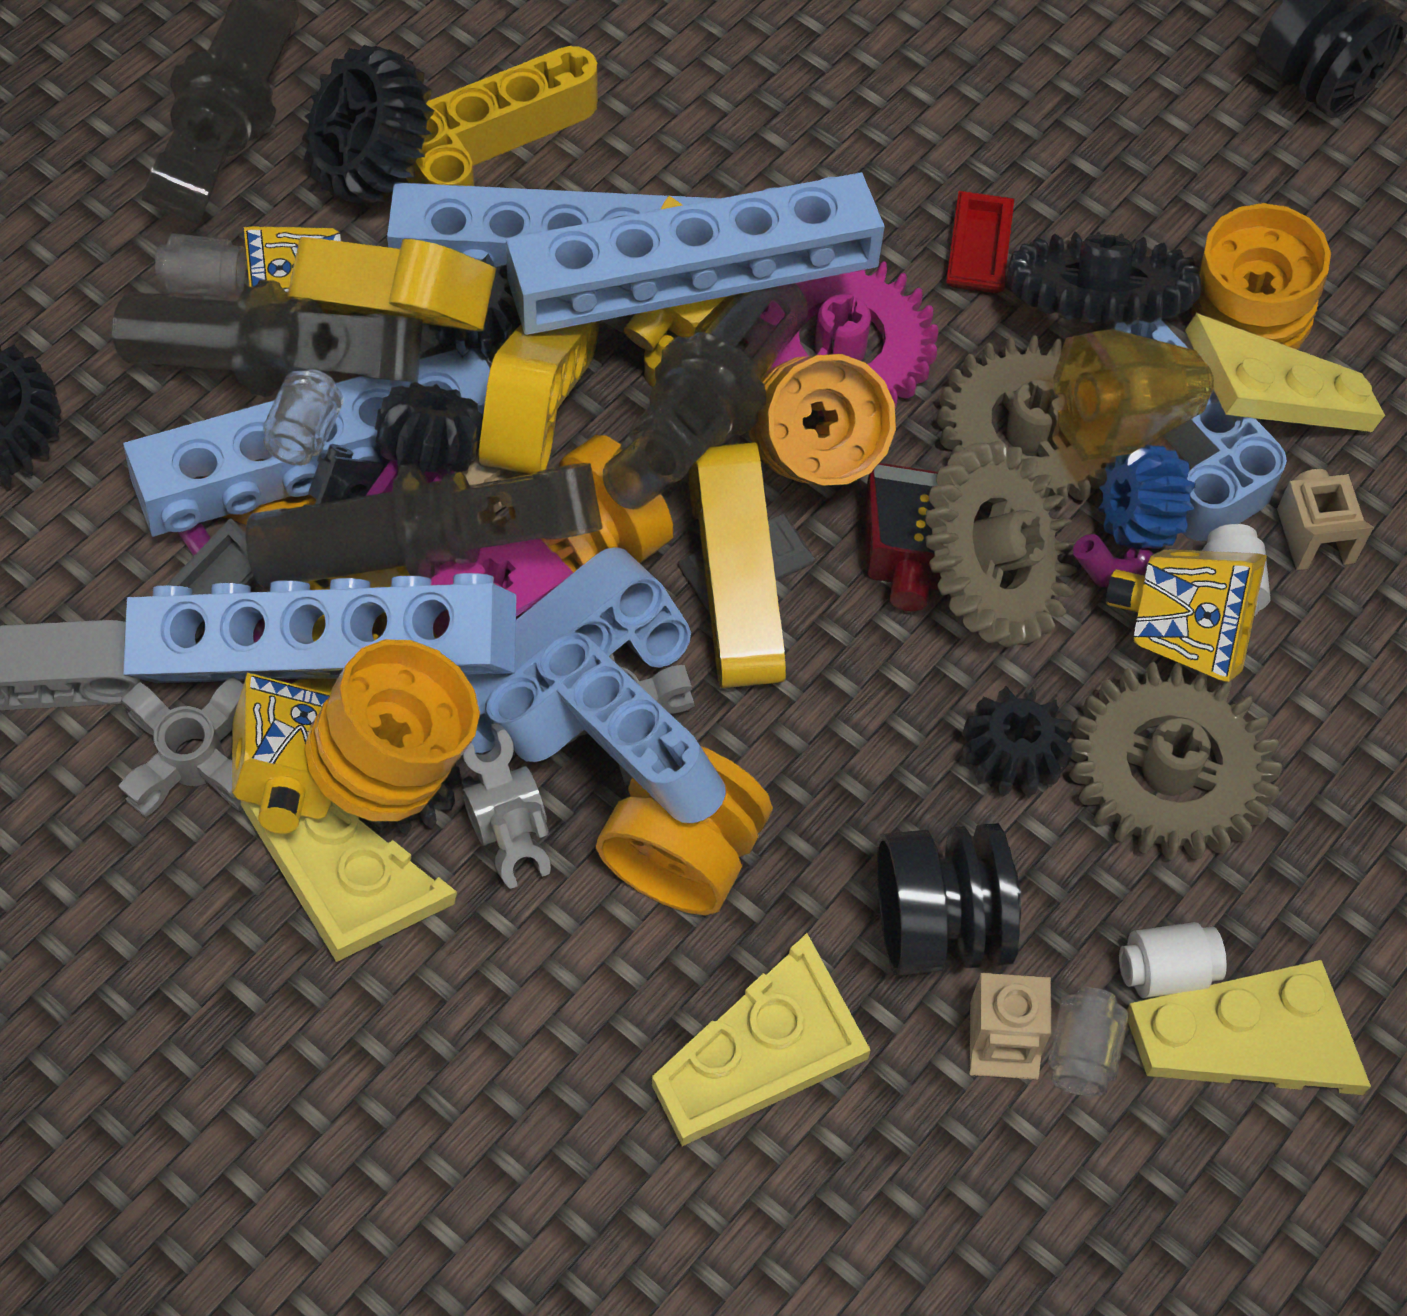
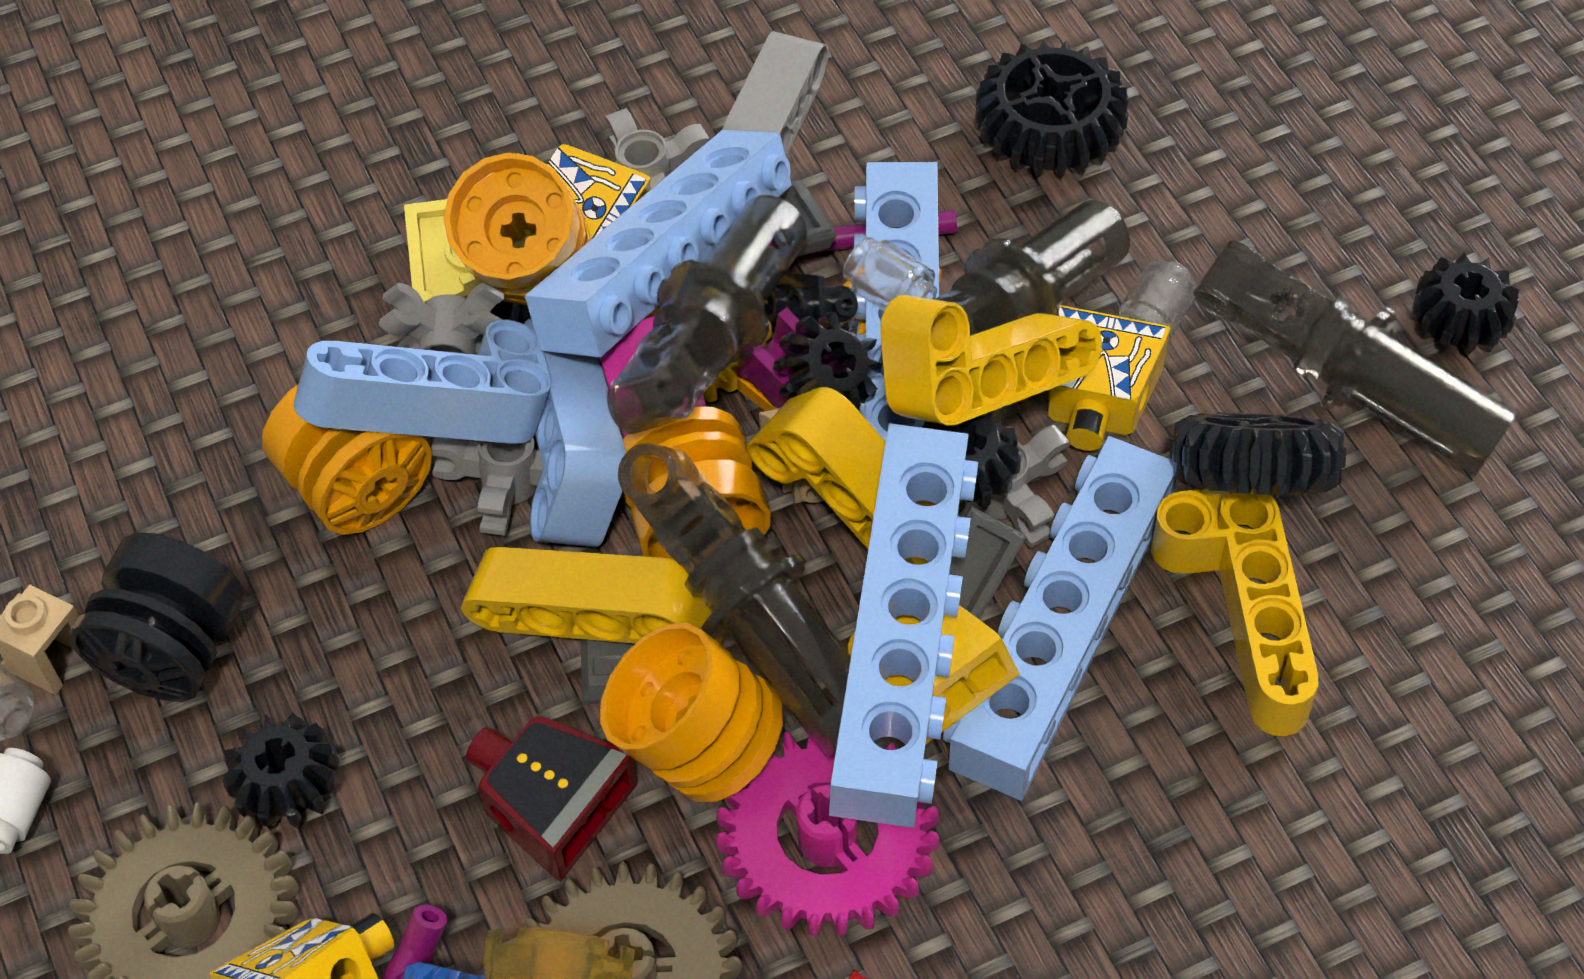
camera: 120 degrees right, 5 degrees down
(116, 56) = (1465, 304): none -> black gear
(765, 1048) = (148, 464): light yellow wing -> none
(1013, 537) = (447, 832): dark tan gear -> none

